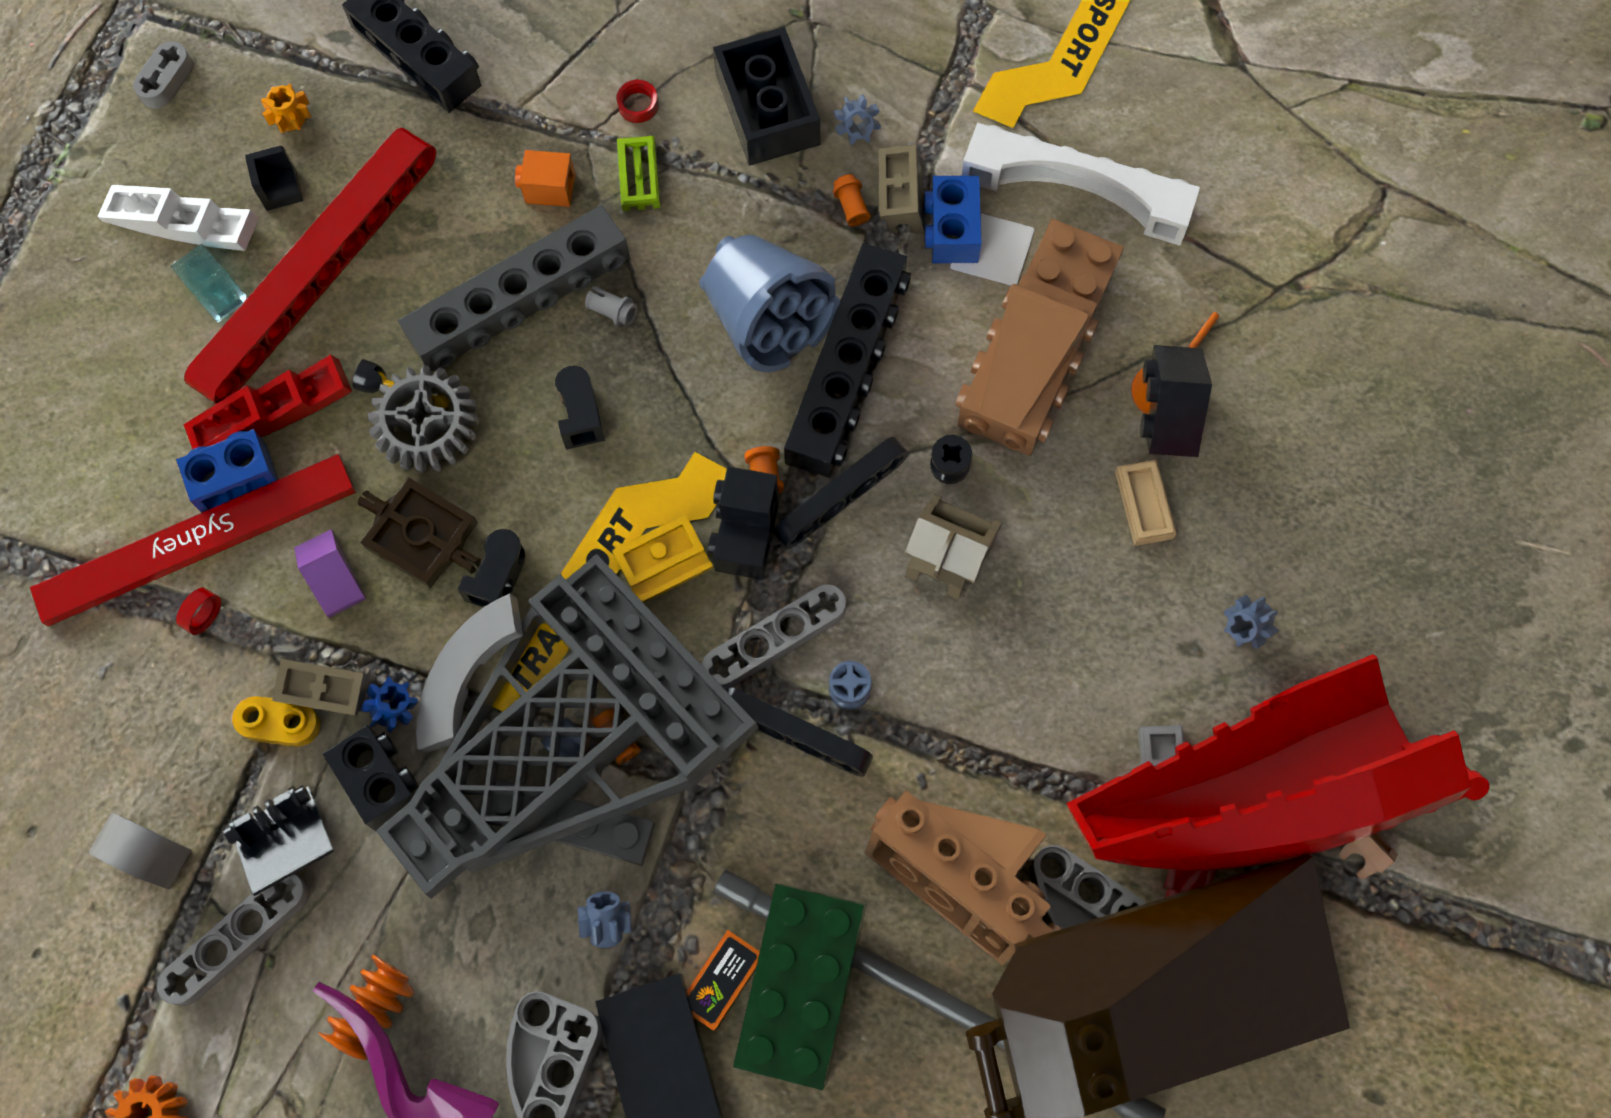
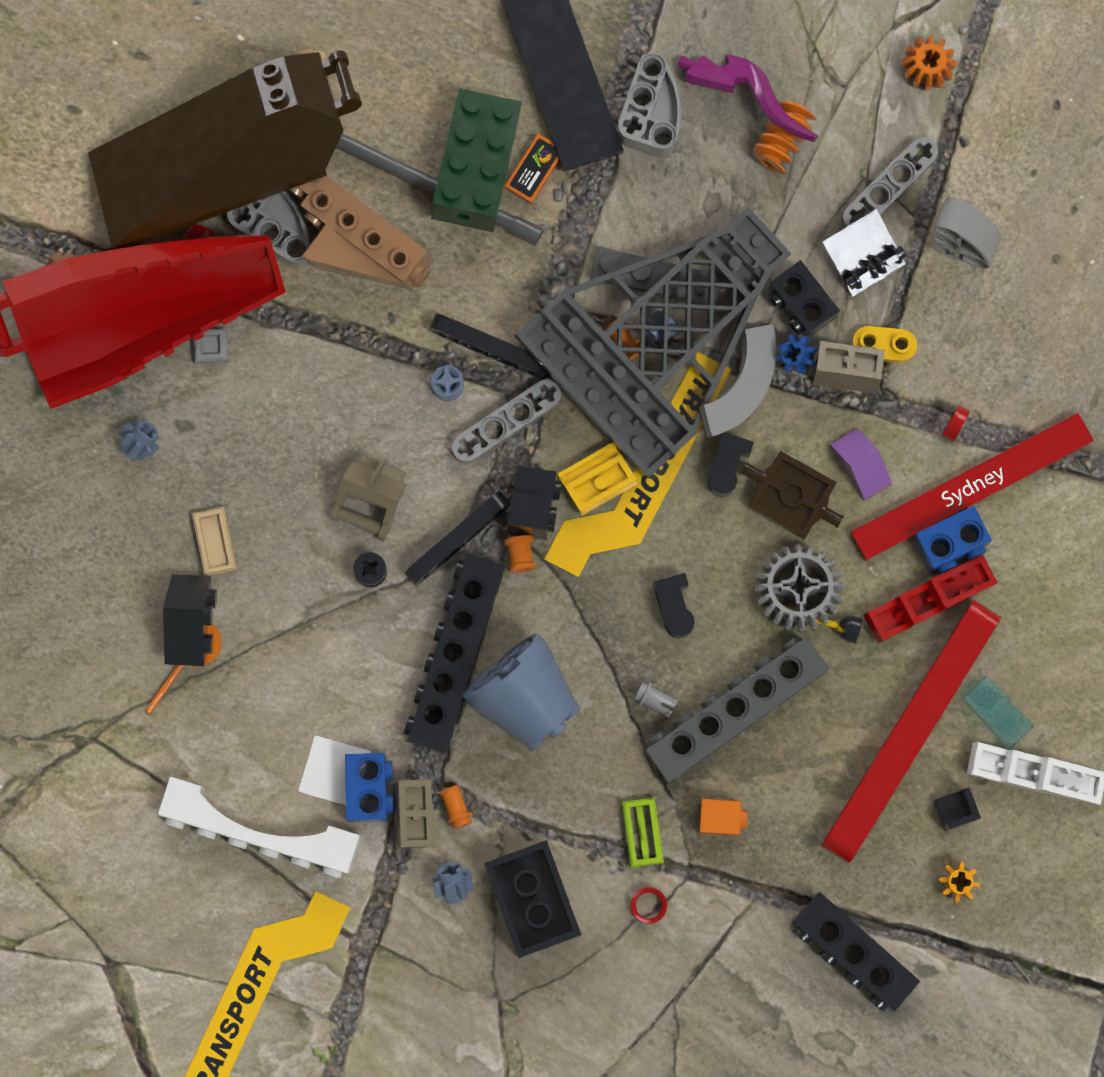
camera: 175 degrees right, 10 degrees up
(166, 76) = (1084, 923): light grey beam -> none
(604, 919) = (620, 203): sand blue gear -> none
(1038, 339) = (296, 677): medium nougat wedge -> none

